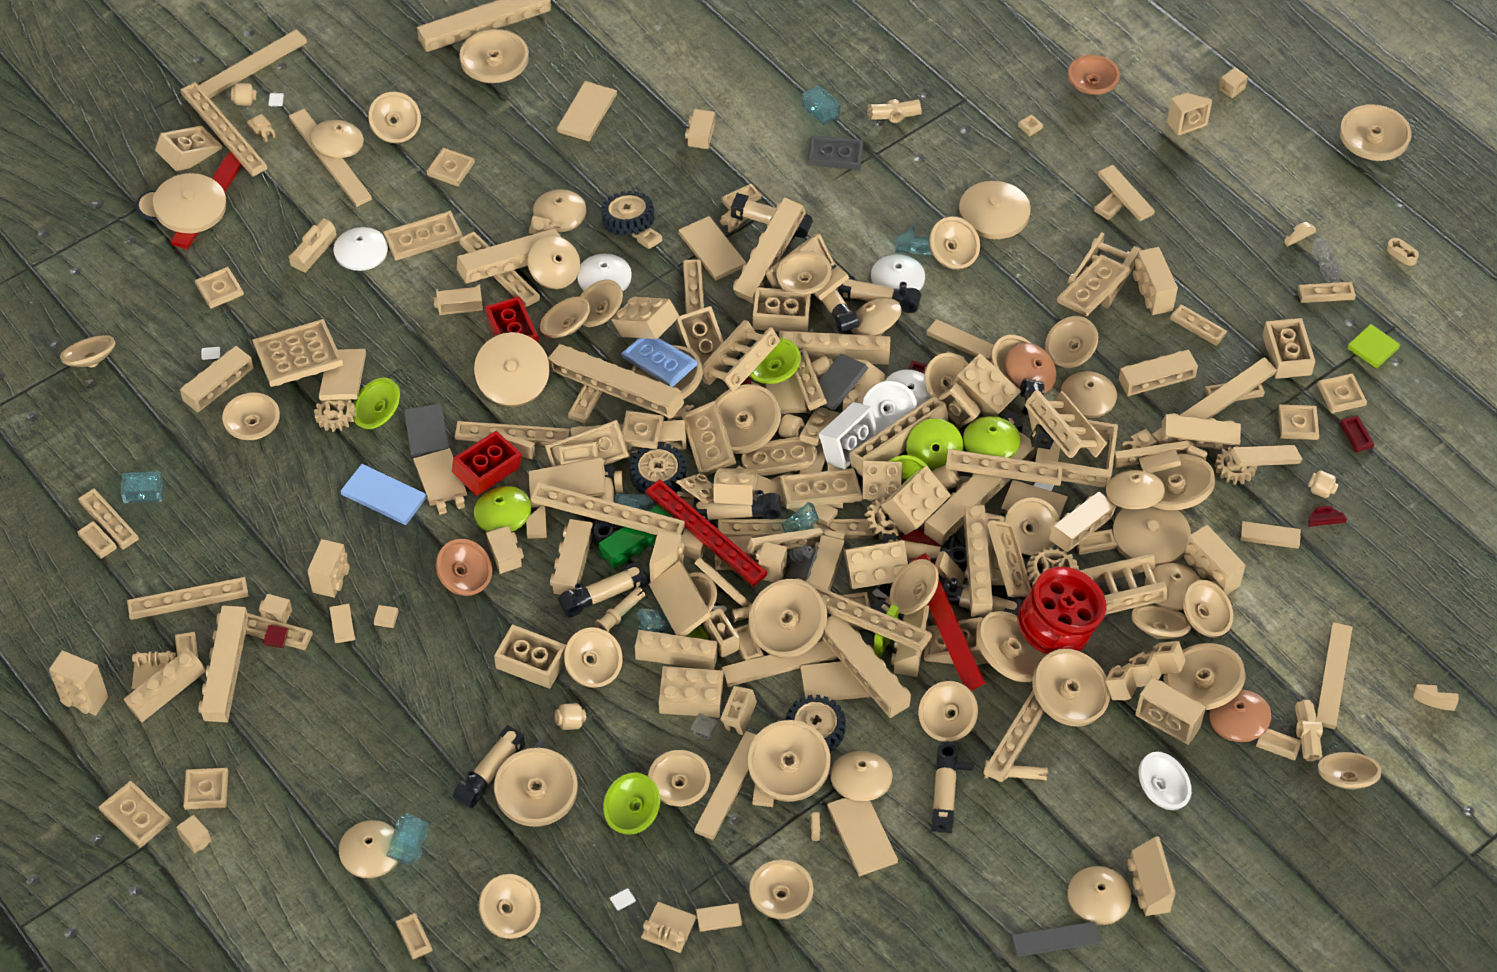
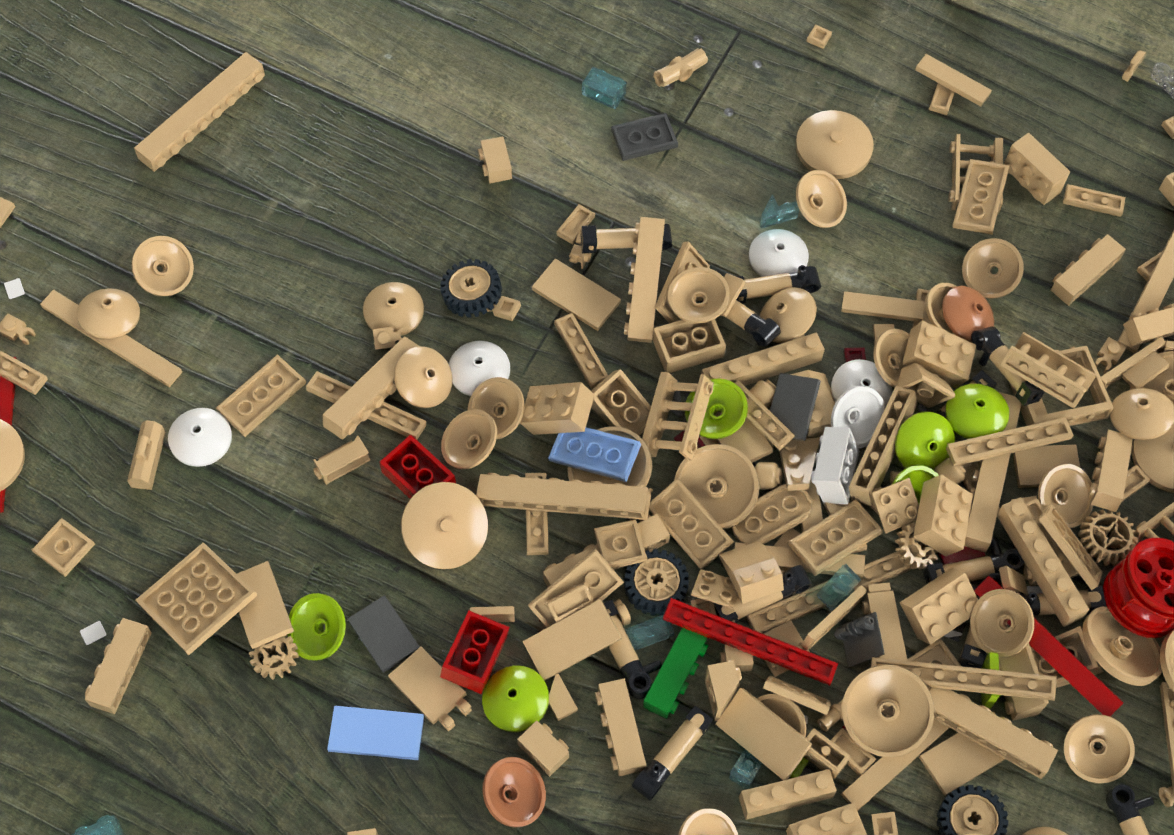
camera: 25 degrees left, 10 degrees up
(250, 409) = (182, 686): tan dish -> none
(450, 167) = (250, 300): tan tile -> none
(494, 56) = (234, 152): tan dish -> none
(539, 435) = (487, 596): tan tile -> none
(587, 111) = (364, 181): tan tile -> none
(605, 510) = (636, 660): tan plate -> none
(613, 616) = (699, 779): tan pin -> none
(774, 560) = (835, 646): tan brick -> none
(1090, 393) = (1019, 316): tan dish -> none

